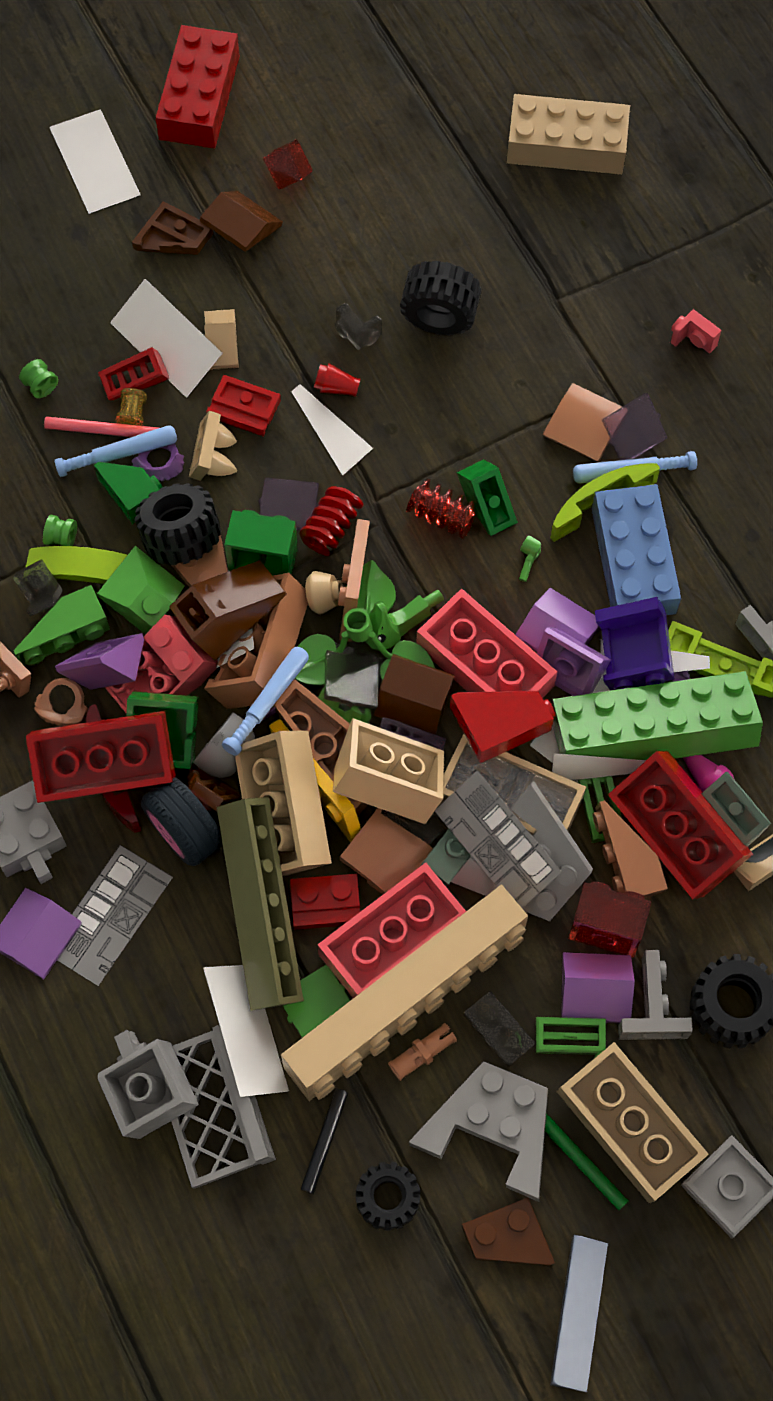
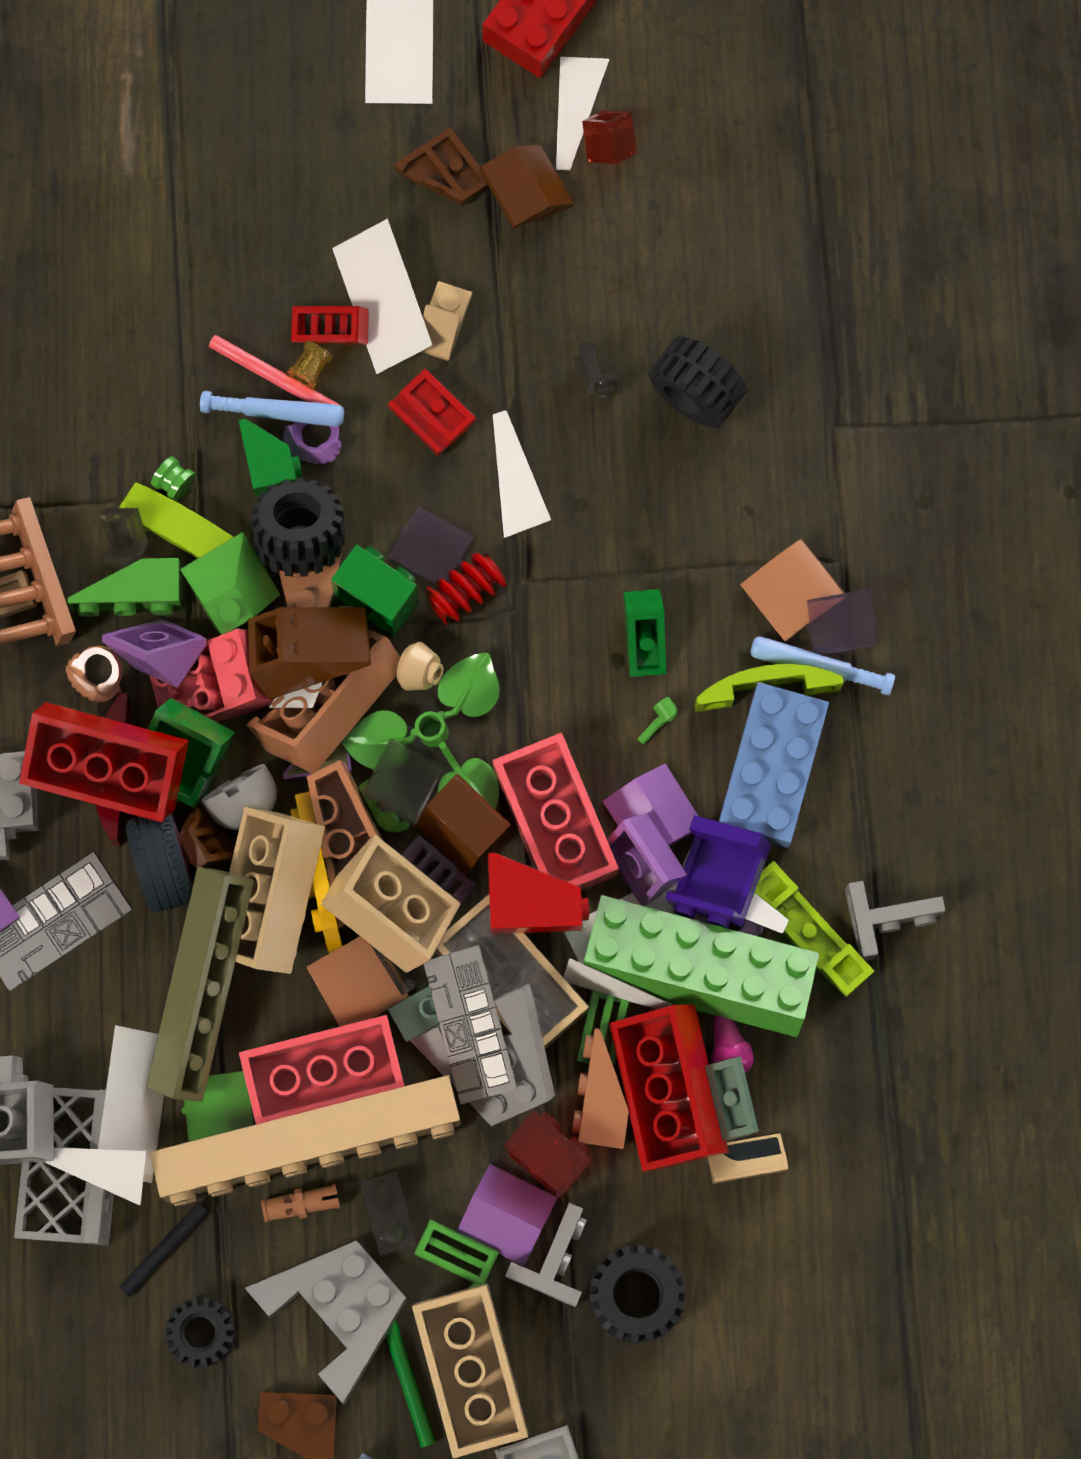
camera: 20 degrees right, 10 degrees up
(38, 378) = (225, 288): bright green wheel -> none
(207, 460) = (364, 460): tan tile -> none
(248, 147) = (577, 92): none -> white sticker
(255, 1085) = (111, 1170): none -> white sticker
(267, 698) = (312, 763): light blue piece -> none
(324, 900) = (273, 1004): red plate -> none
(335, 381) = (544, 426): red cone -> none
(353, 572) = (457, 663): wing -> none
(392, 626) = (469, 738): bright green animal -> none
(442, 508) = (589, 627): clear red piece -> none
(568, 134) = (941, 231): tan brick -> none
(697, 329) = (971, 538): coral bracket -> none

